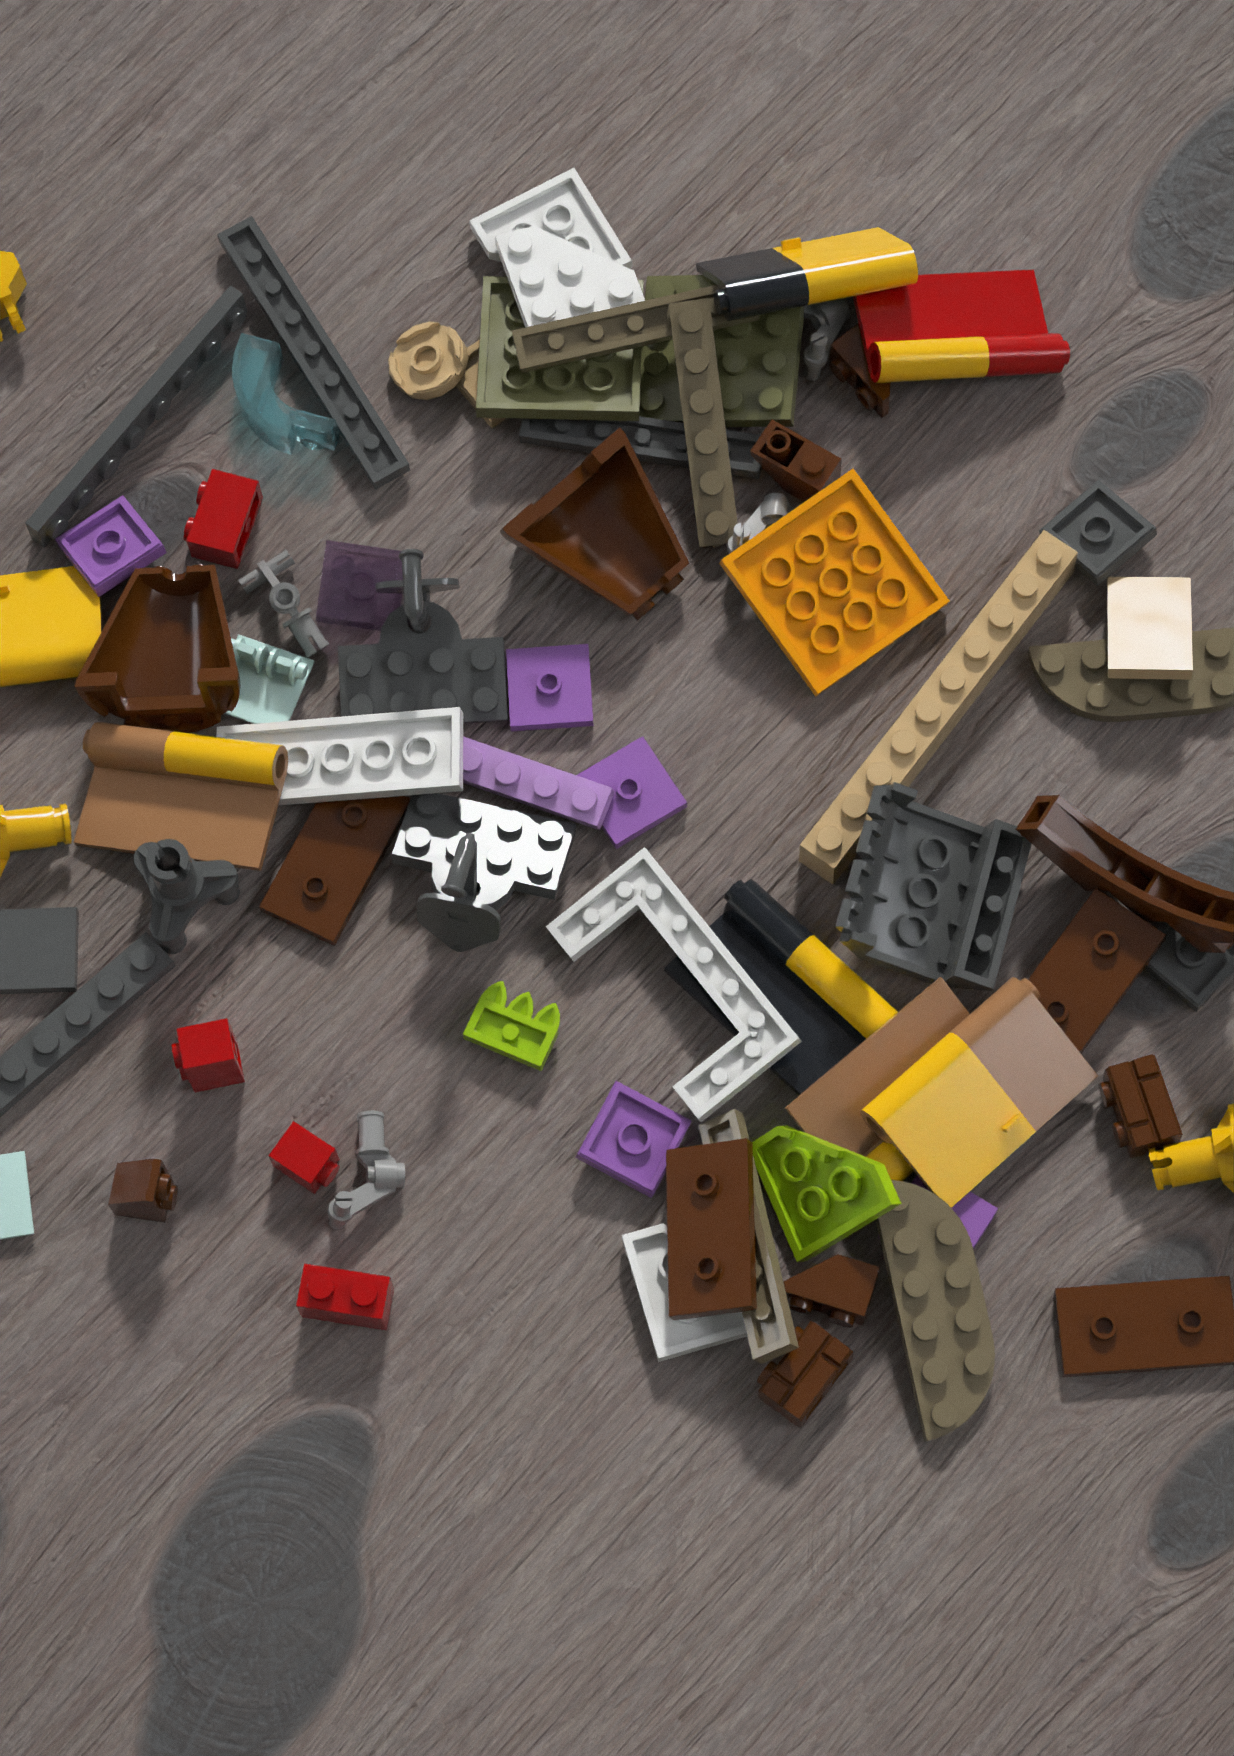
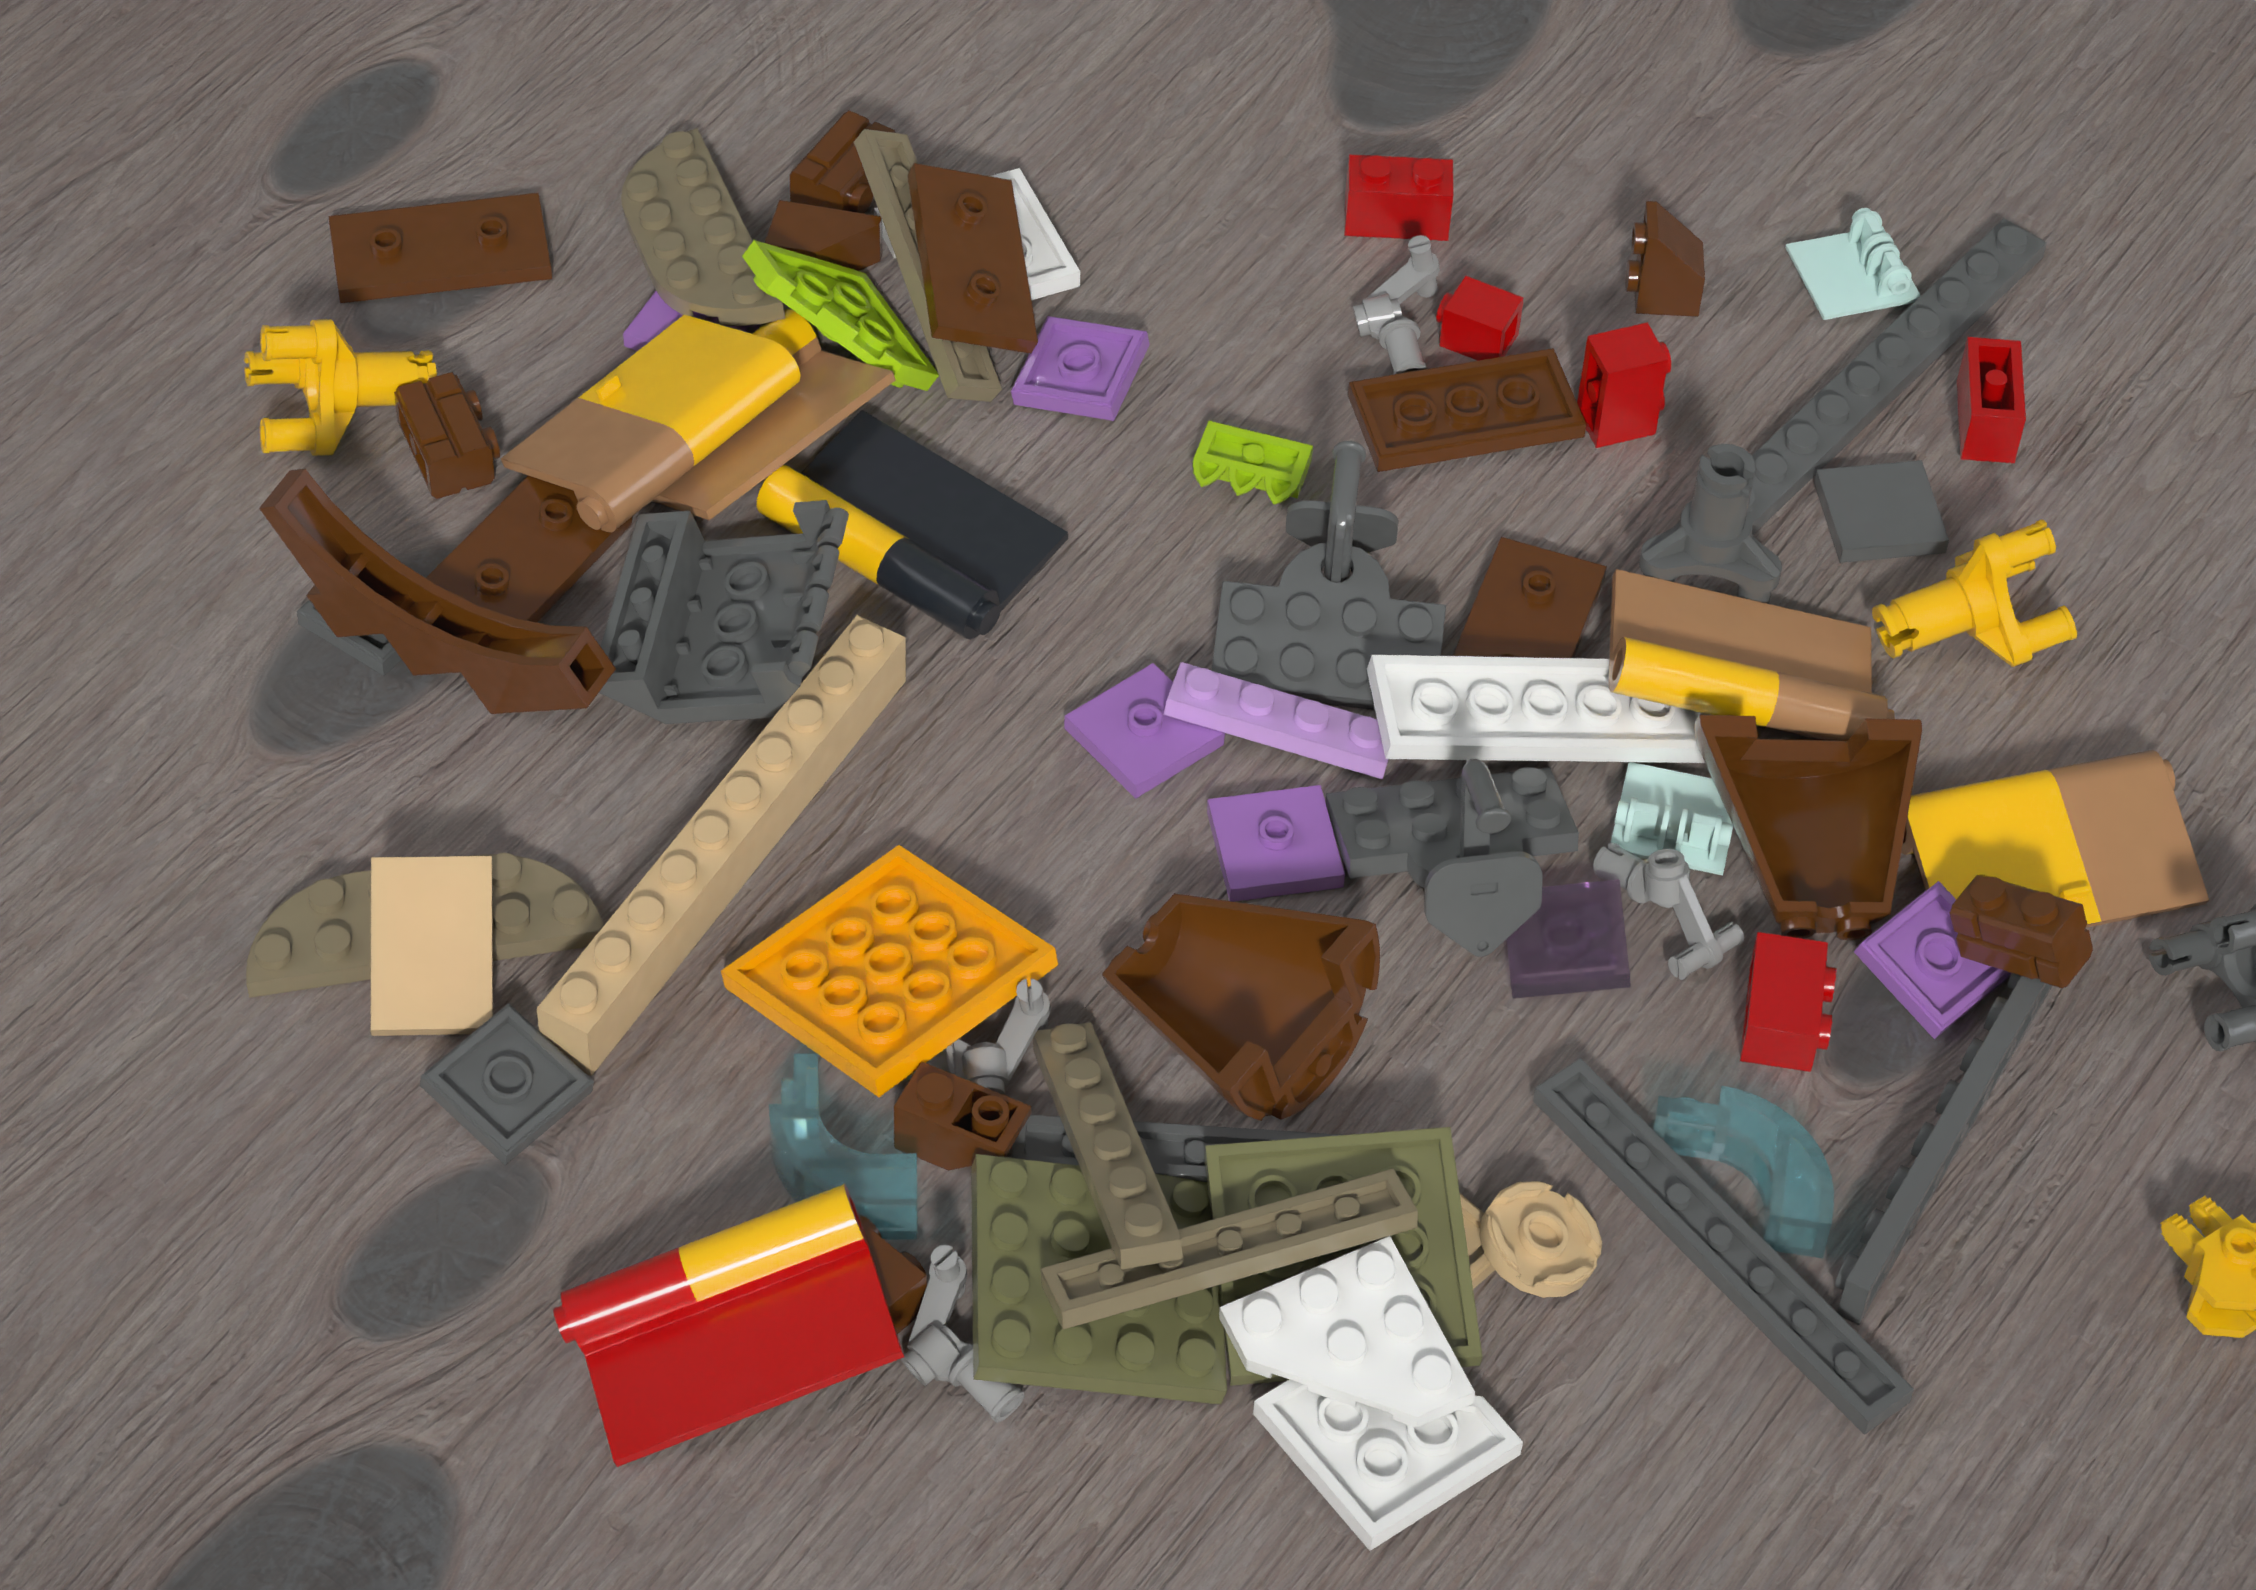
camera: 165 degrees right, 20 degrees down
(55, 515) = (2021, 930): none -> reddish brown brick
(333, 1072) = (1466, 410): none -> reddish brown plate
(762, 1031) = (939, 455): white plate -> none
(809, 272) = (976, 1361): door -> none
(881, 433) = (814, 1161): none -> clear light blue arch

